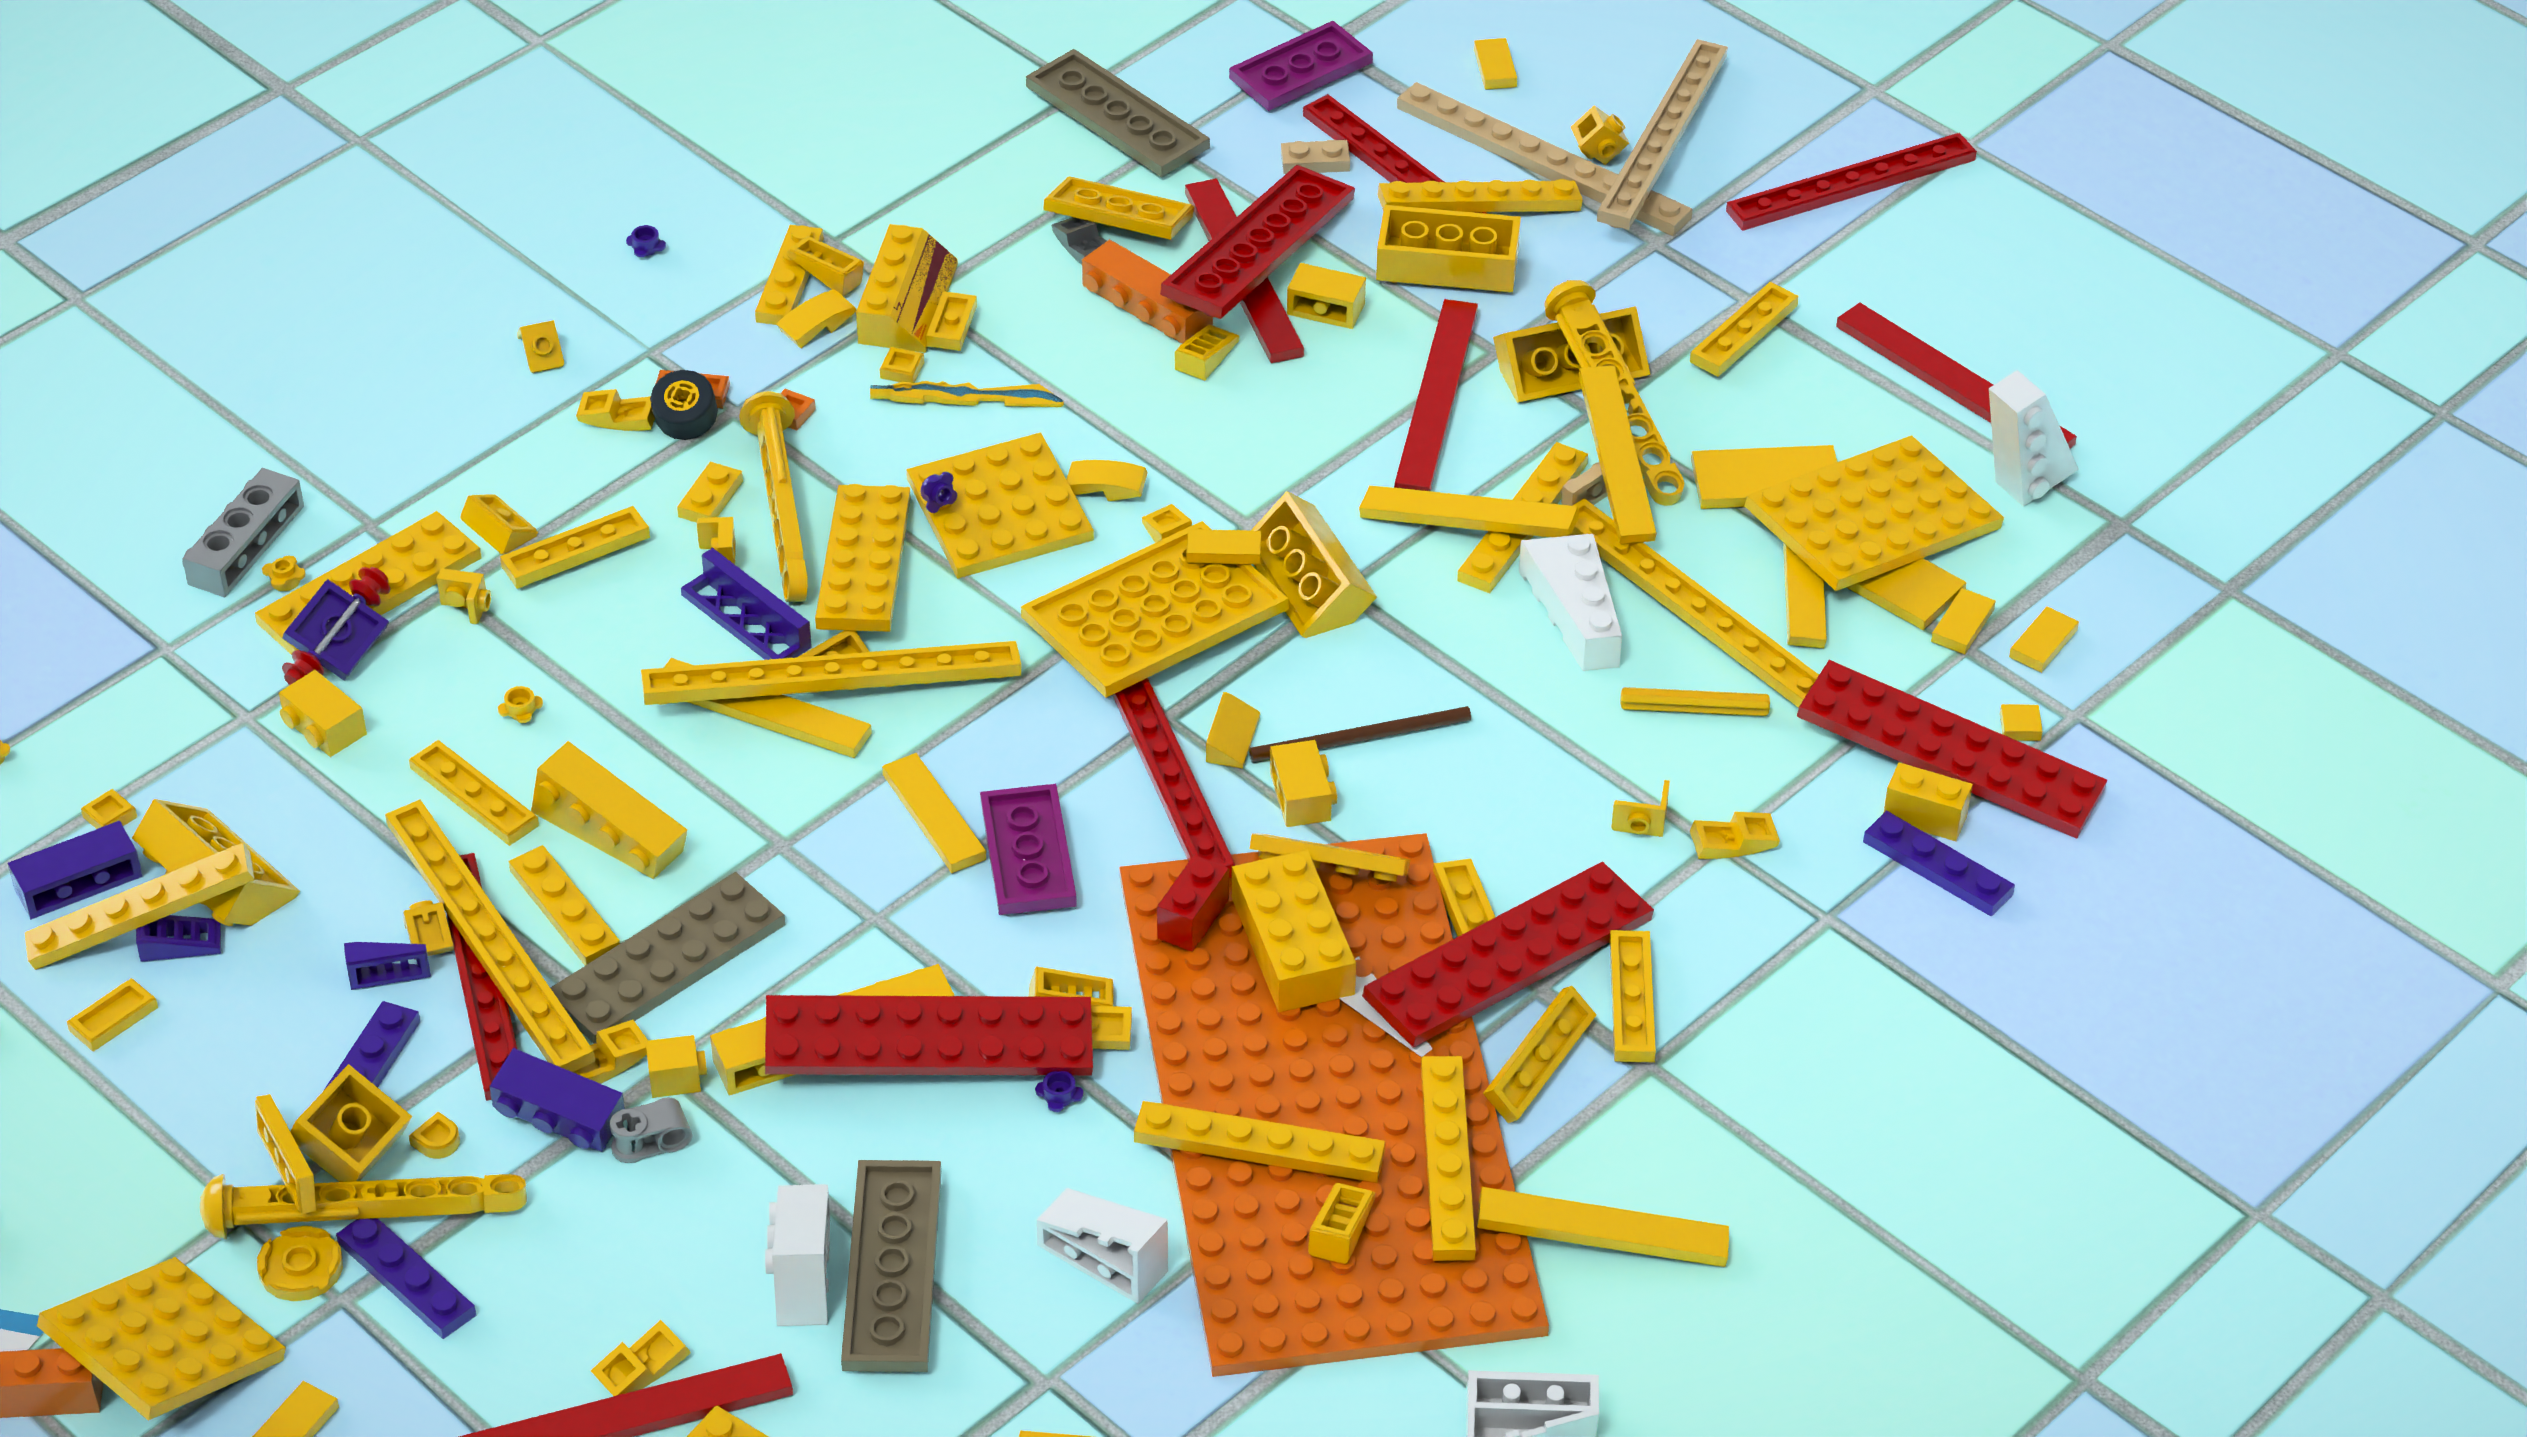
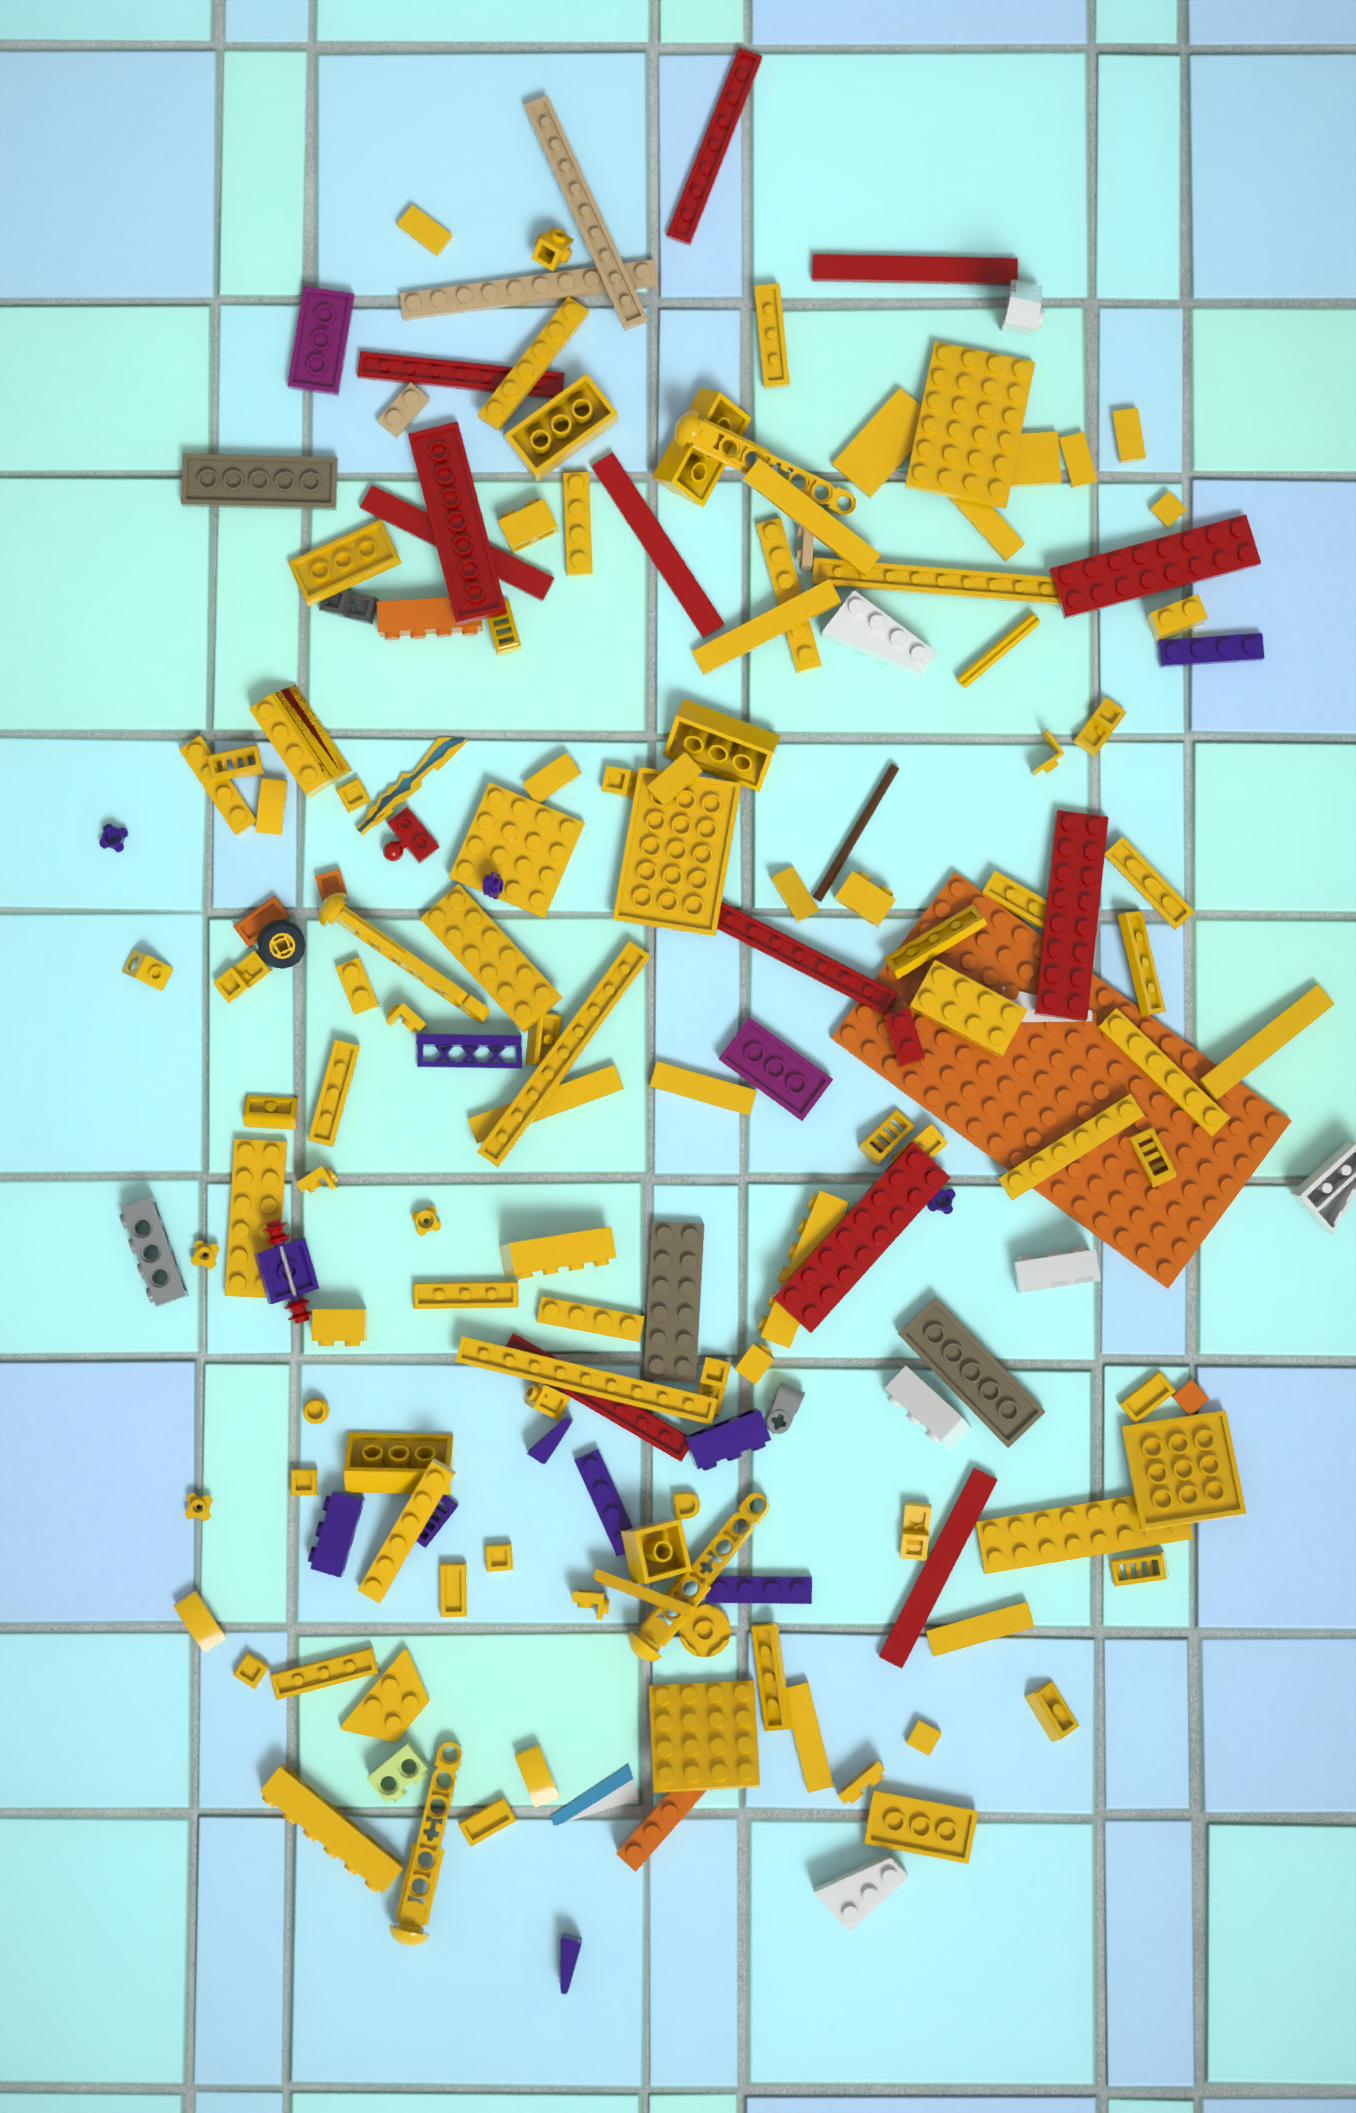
camera: 40 degrees left, 40 degrees up
(194, 1025) = (499, 1557): none -> yellow tile
(202, 764) = (316, 1411): none -> yellow plate
(228, 1130) = (587, 1598): none -> yellow bracket
(306, 1359) = (771, 1676): none -> yellow tile
(913, 429) = (411, 836): none -> red plate
(951, 321) = (347, 739): yellow plate -> none
(1377, 332) = (578, 524): none -> yellow plate

